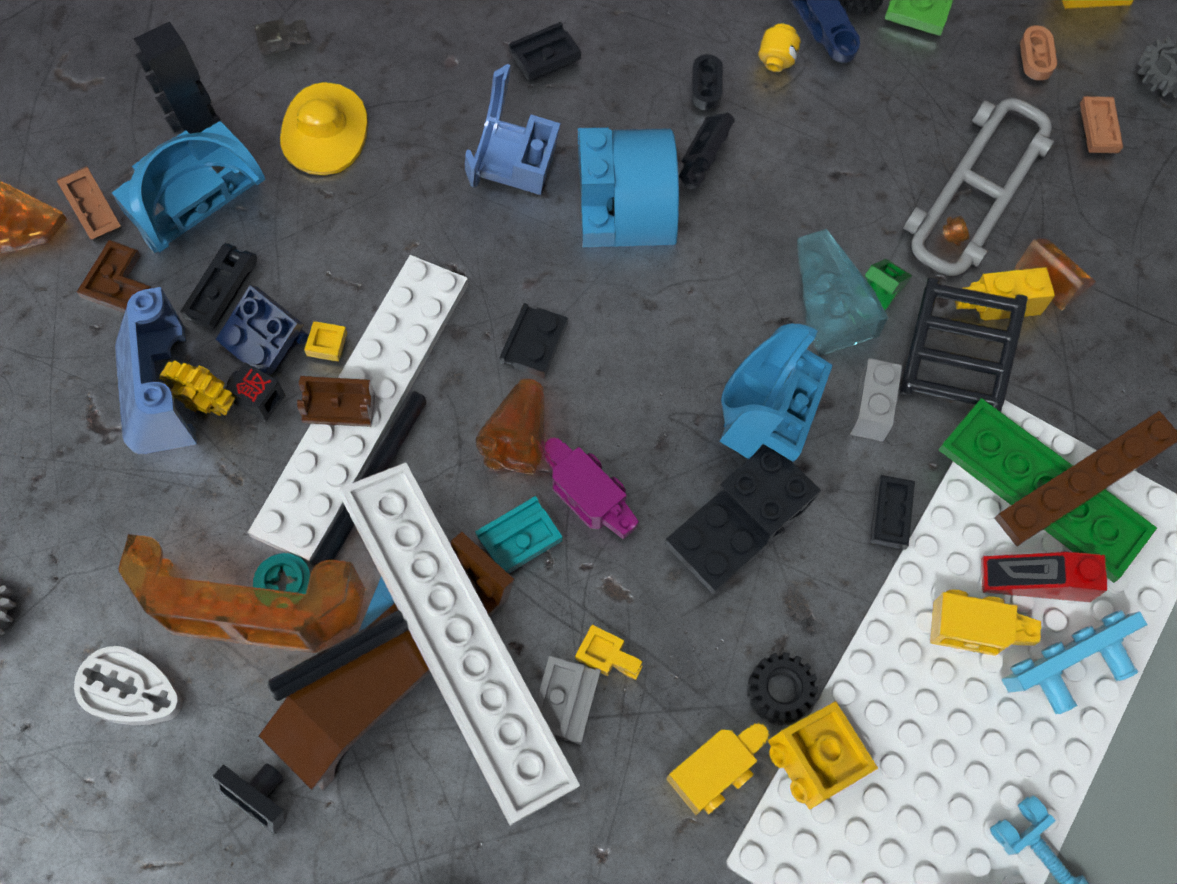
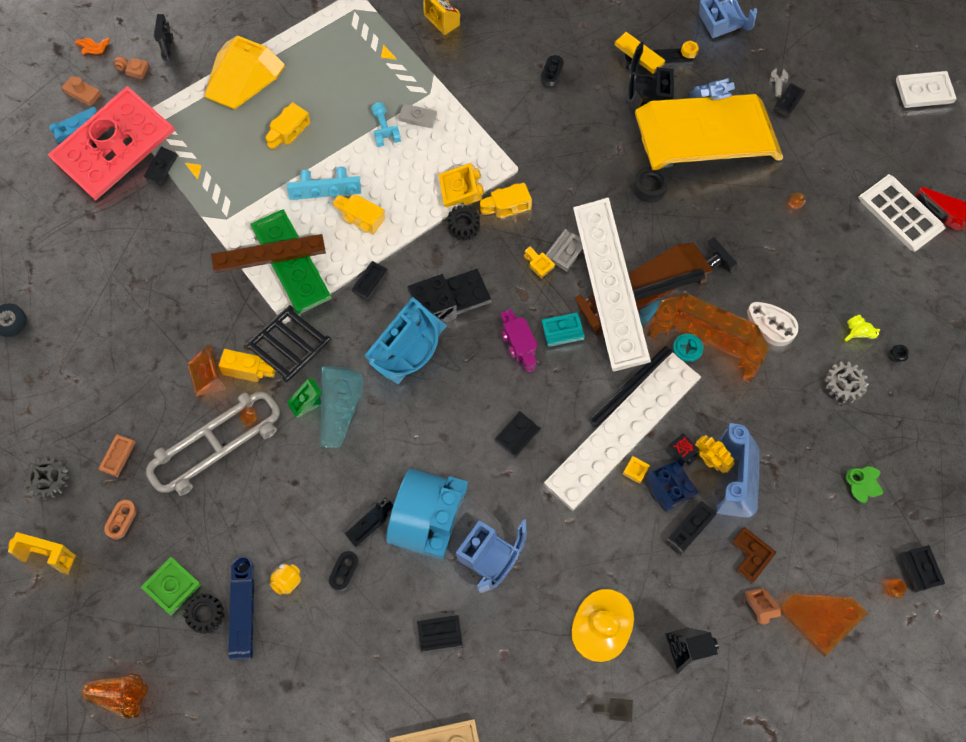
camera: 160 degrees left, 0 degrees up
(184, 185) = (702, 594): dark azure piece -> none
(336, 401) = (639, 422): reddish brown hinge -> none
(515, 430) = (545, 380): clear orange cone -> none
(876, 400) = (349, 333): light grey brick -> none
(1046, 575) = (316, 222): red slope -> none

